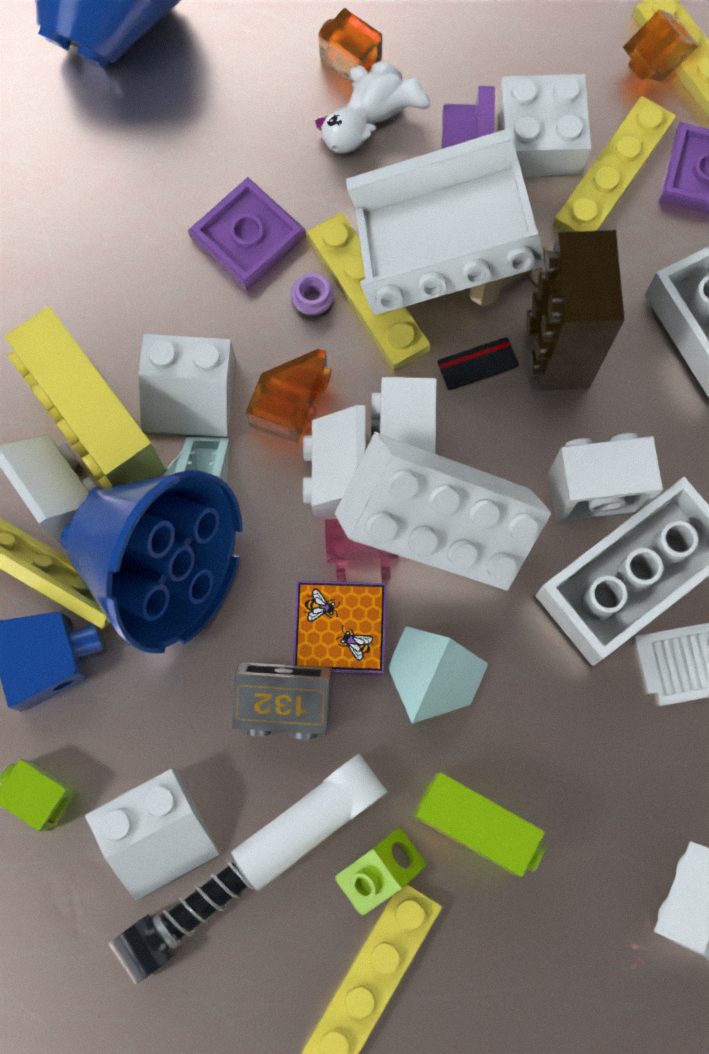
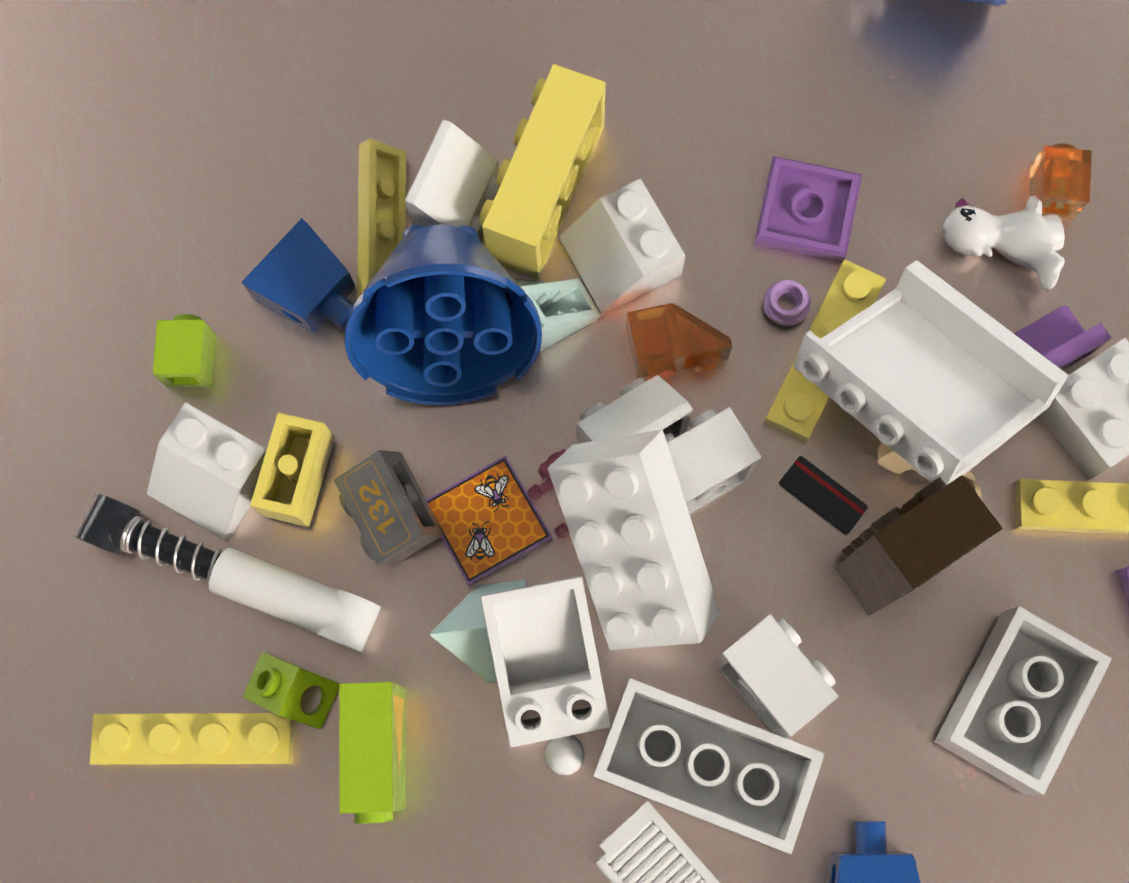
camera: 60 degrees right, 0 degrees up
(200, 758) = (293, 469): none -> light yellow brick
(495, 646) = (545, 664): none -> white slope

